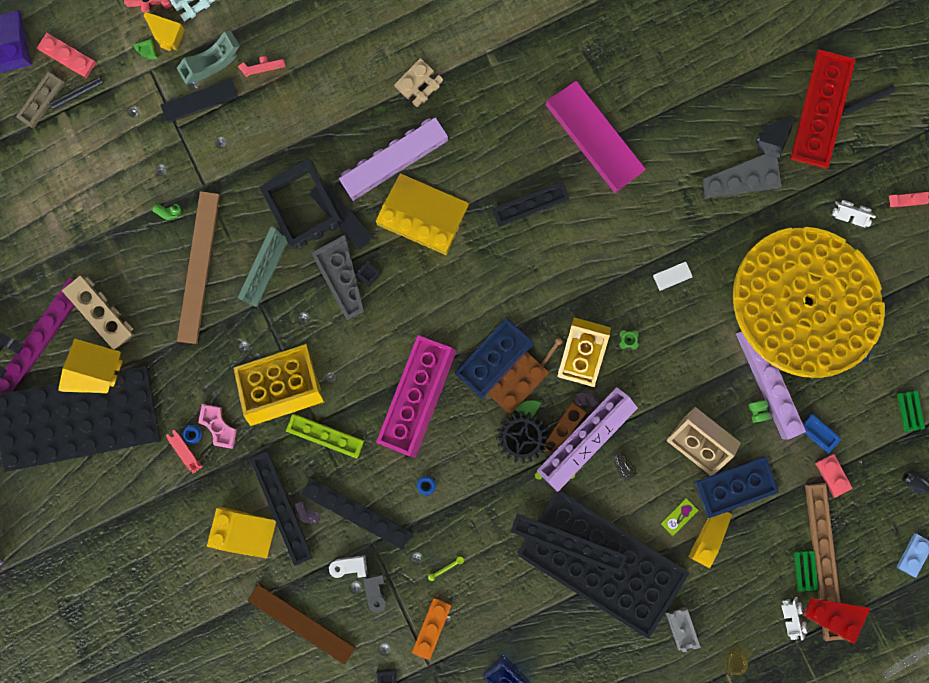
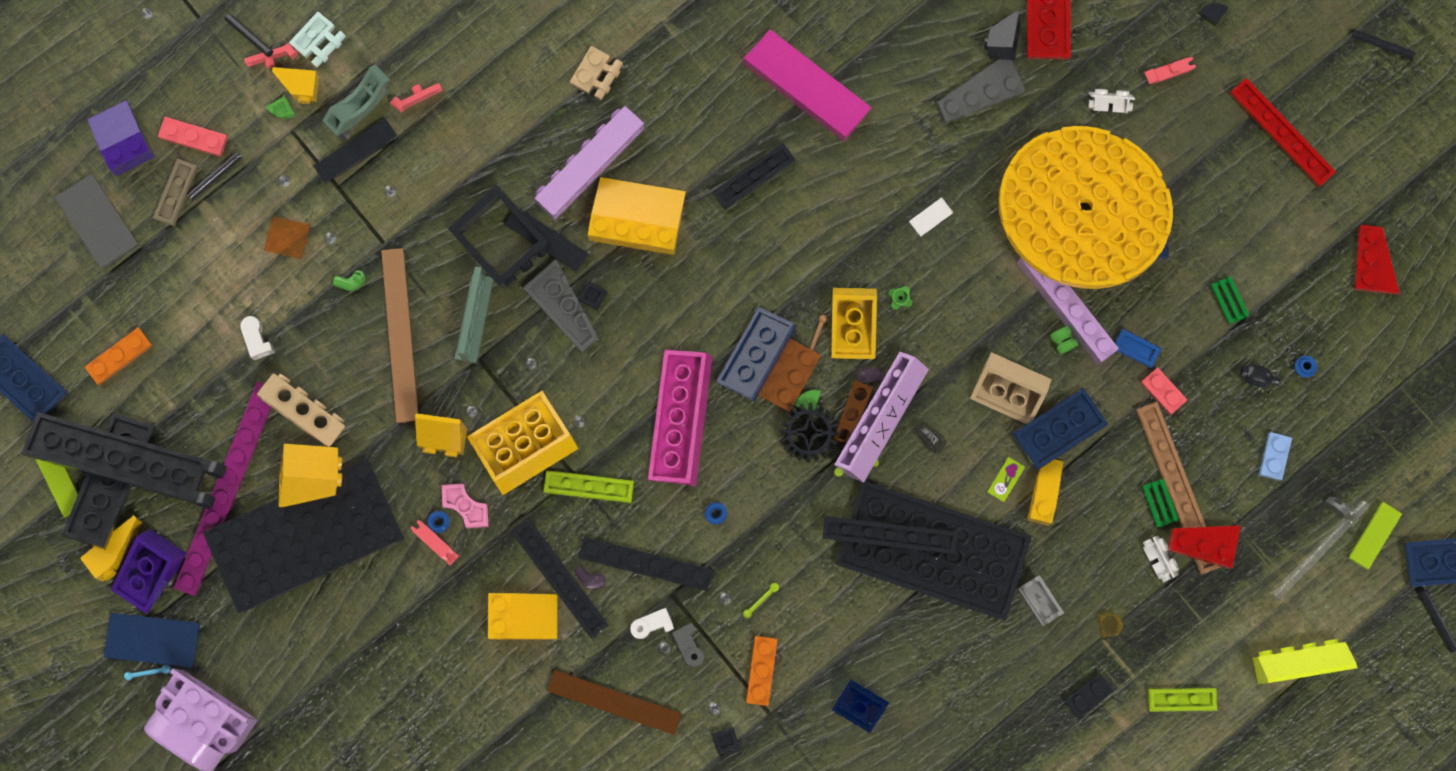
camera: 20 degrees left, 5 degrees down
(75, 240) = (252, 333): none -> white leg
(124, 160) = (287, 237): none -> clear orange piece
(209, 363) = (440, 435): none -> yellow slope

